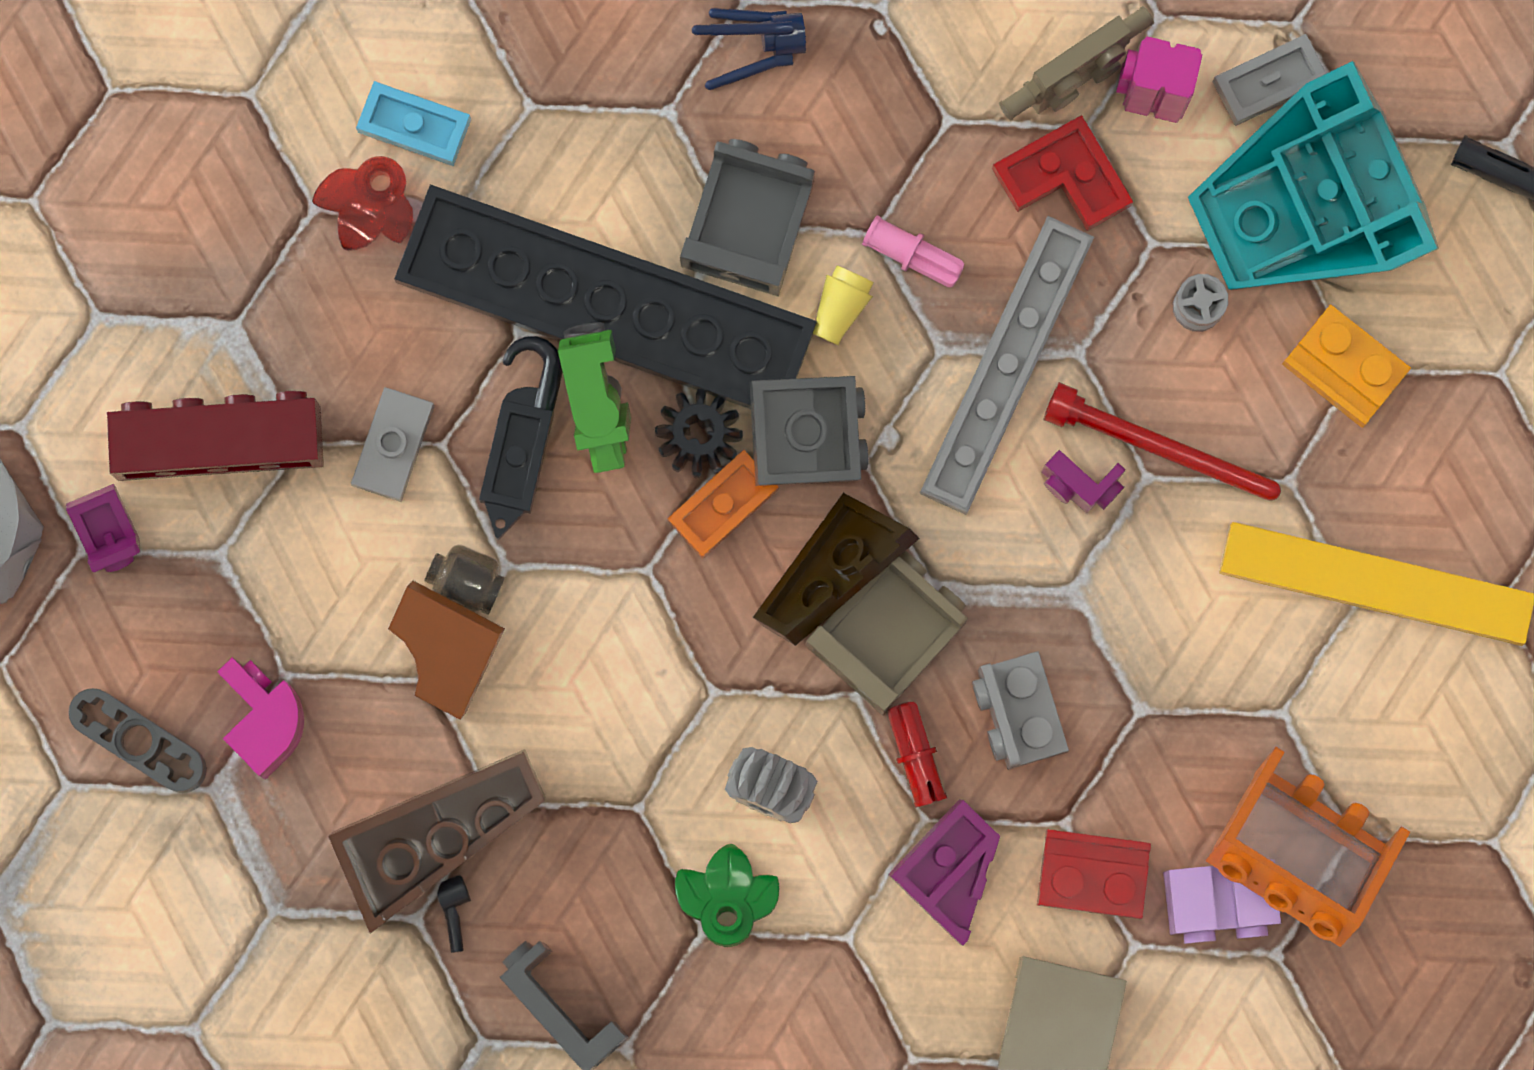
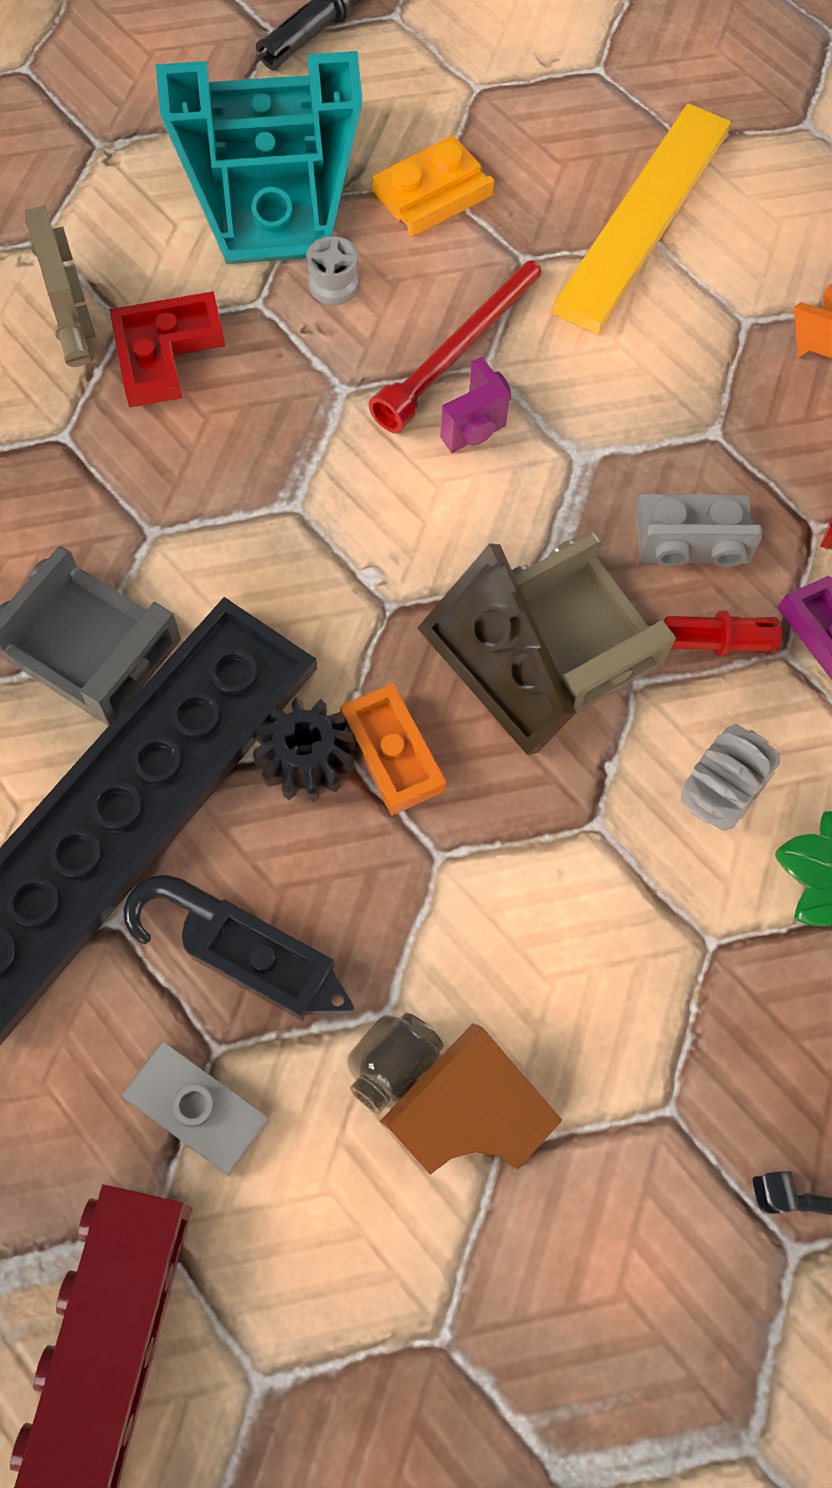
camera: 75 degrees left, 15 degrees down
(274, 724) = (513, 1373): dark pink brick -> none
(421, 840) = (705, 1193): reddish brown wedge -> none
(594, 396) = (226, 833): bright green hips -> none
(807, 430) = (341, 631): dark grey plate -> none
(841, 303) = (212, 571): light yellow cone -> none
(913, 252) = (184, 496): bright pink axle -> none
(1006, 365) = (337, 451): light grey tile -> none
(1159, 79) = (104, 224): dark pink brick -> none
(1268, 79) = (142, 165): light grey plate -> none

